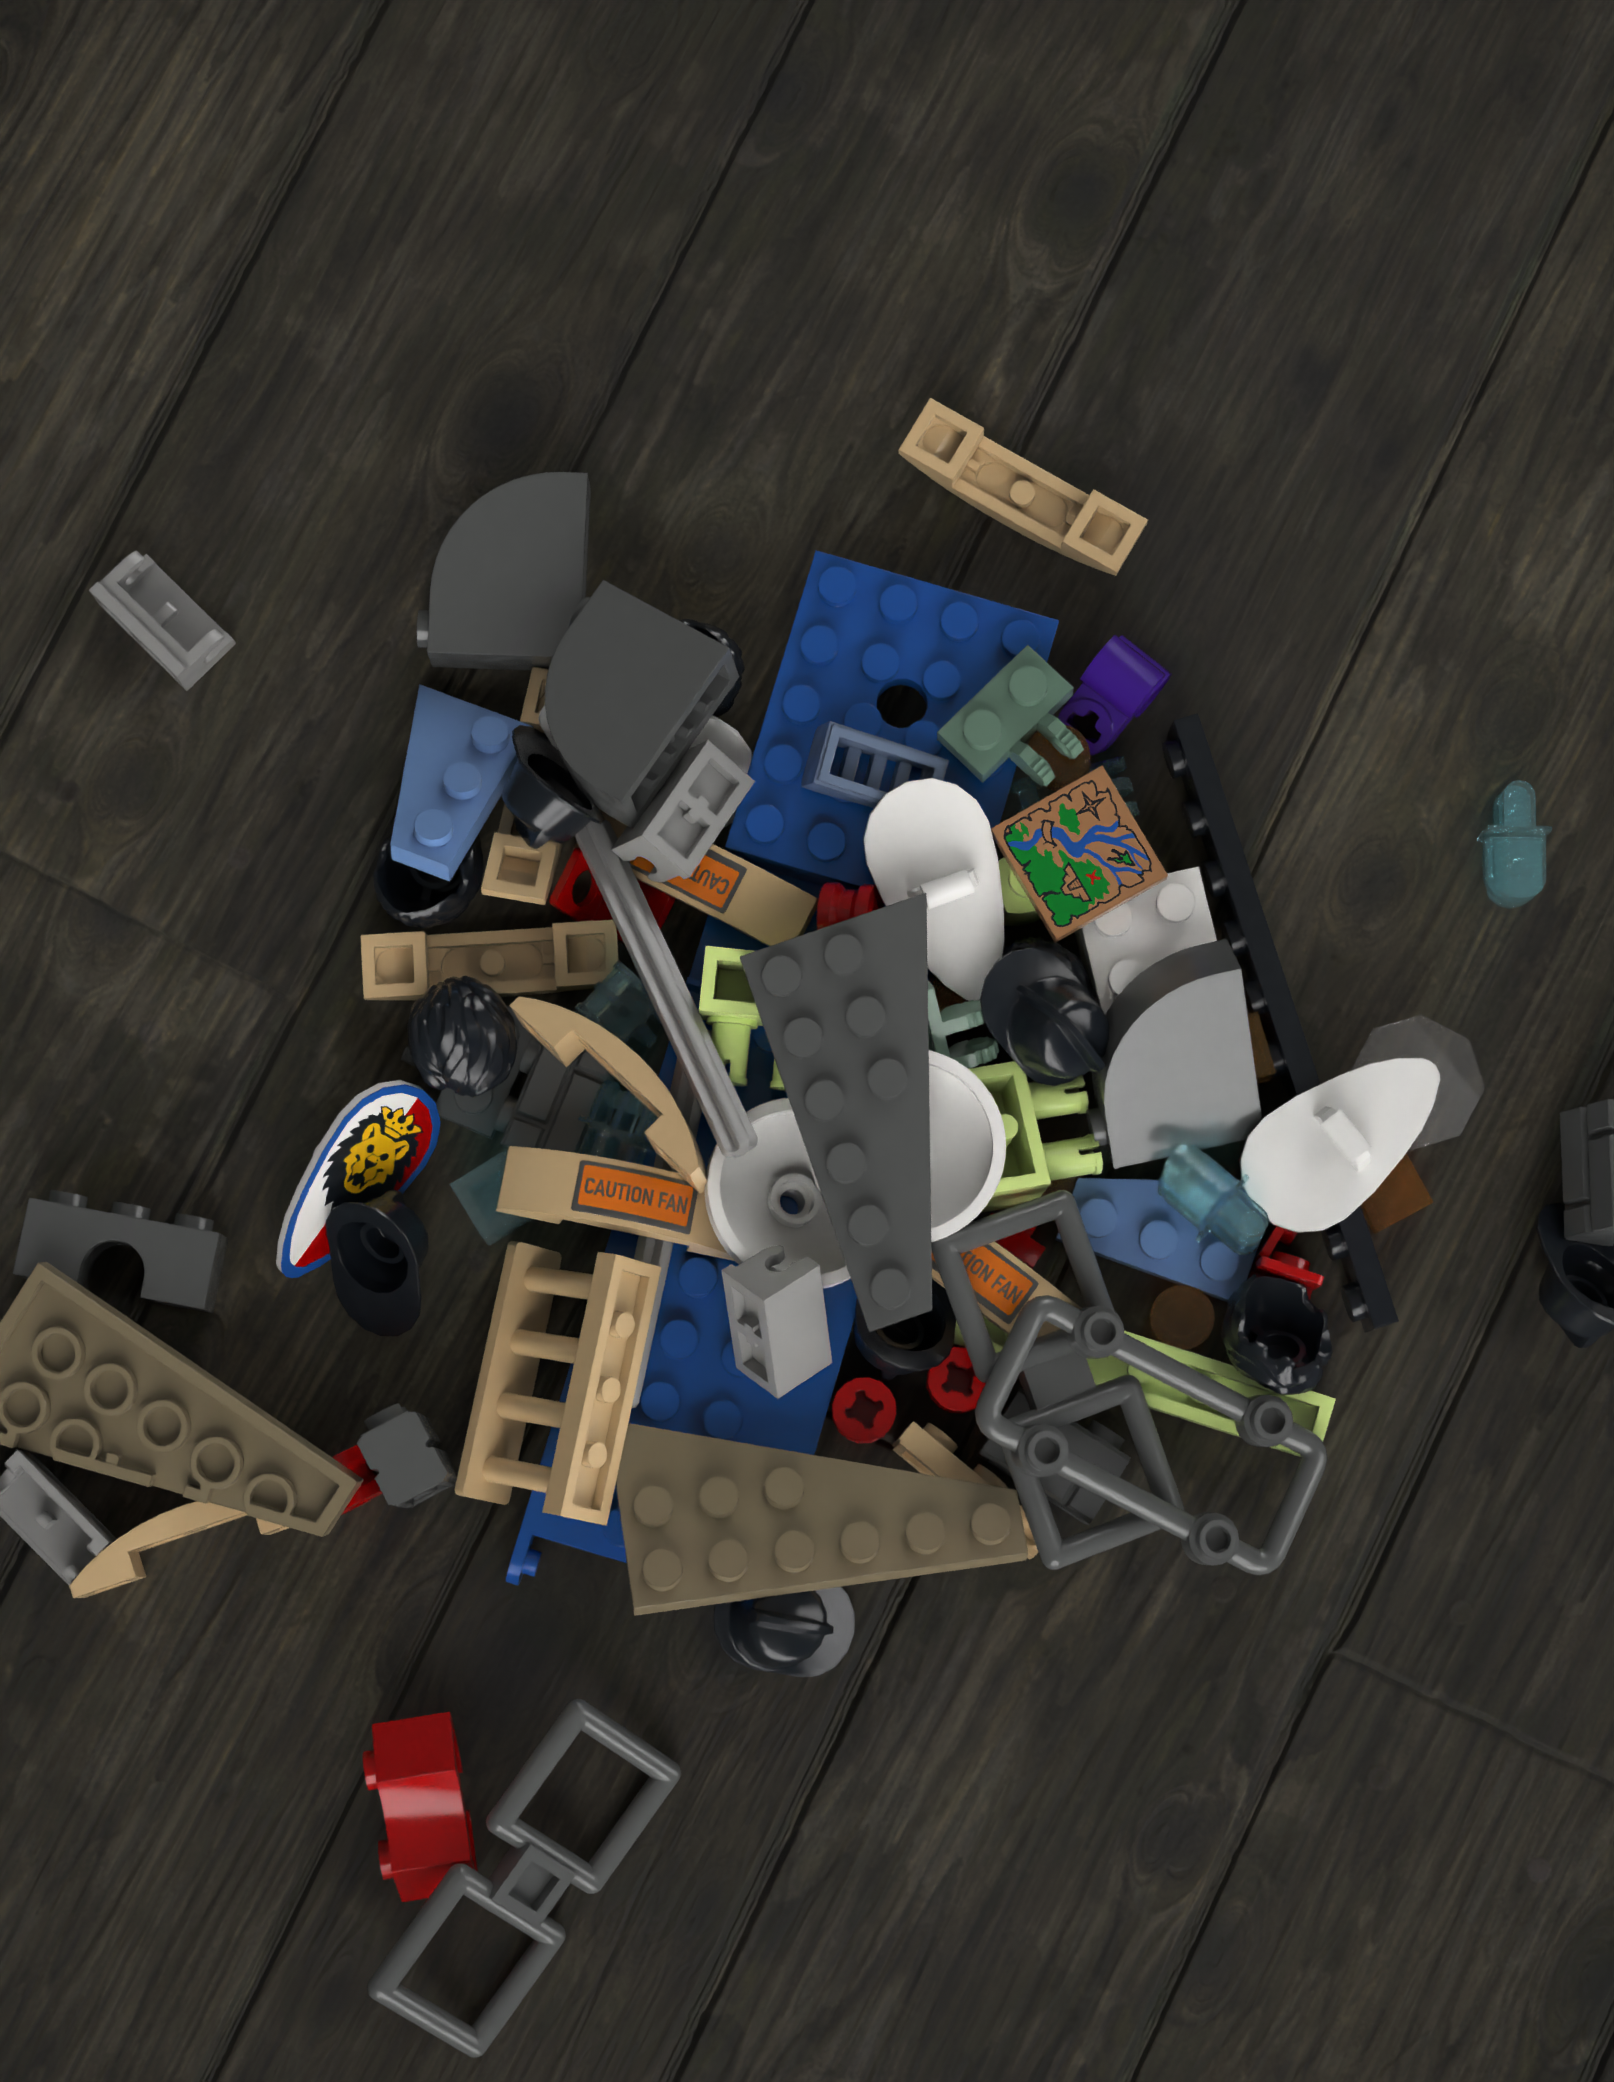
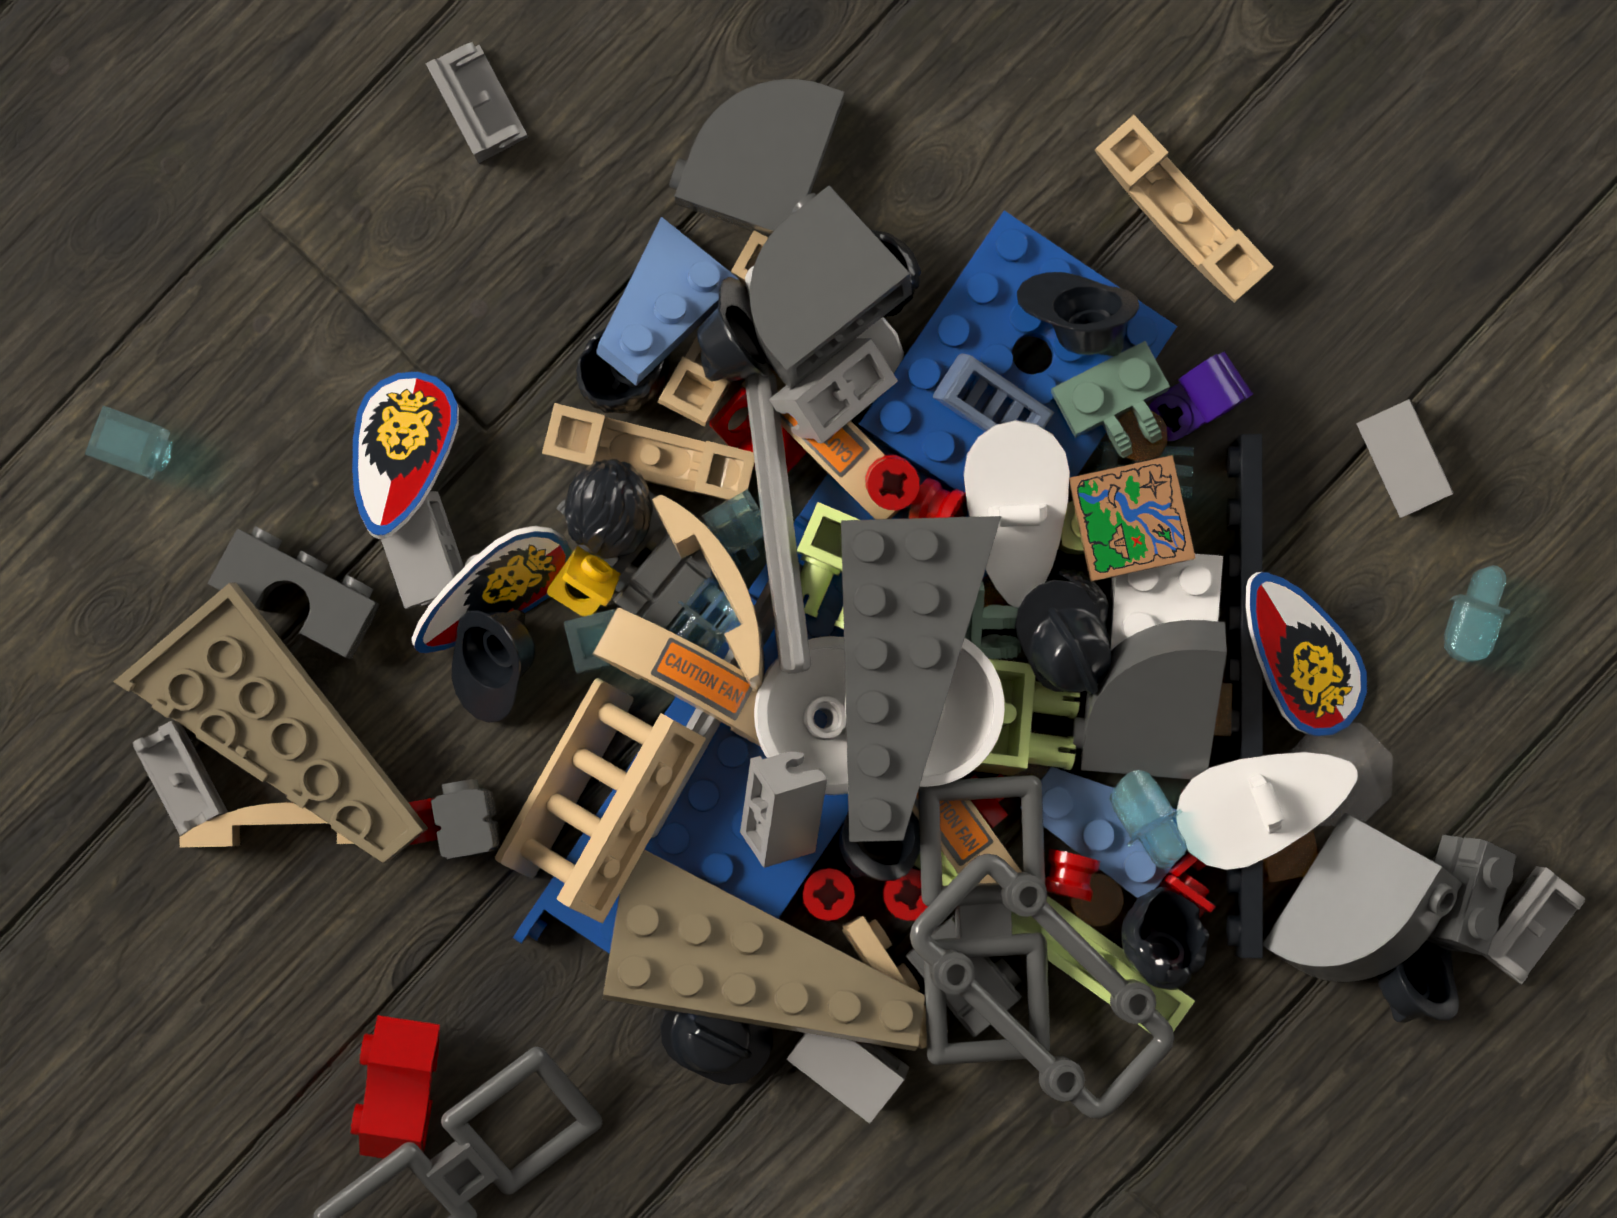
camera: 20 degrees right, 5 degrees up
(195, 1044) = (400, 447): none -> shield
(250, 1153) = (423, 554): none -> light grey hinge
(462, 1120) = (588, 575): none -> yellow bracket
(770, 900) = (887, 474): none -> red wheel
(945, 634) = (1082, 311): none -> black piece
(956, 1610) = (850, 1070): none -> light grey hinge
(1142, 1295) = (1071, 875): none -> red wheel
(1330, 956) = (1304, 657): none -> shield
(1372, 692) = (1405, 458): none -> light grey hinge
(1494, 1223) = (1361, 906): none -> brick

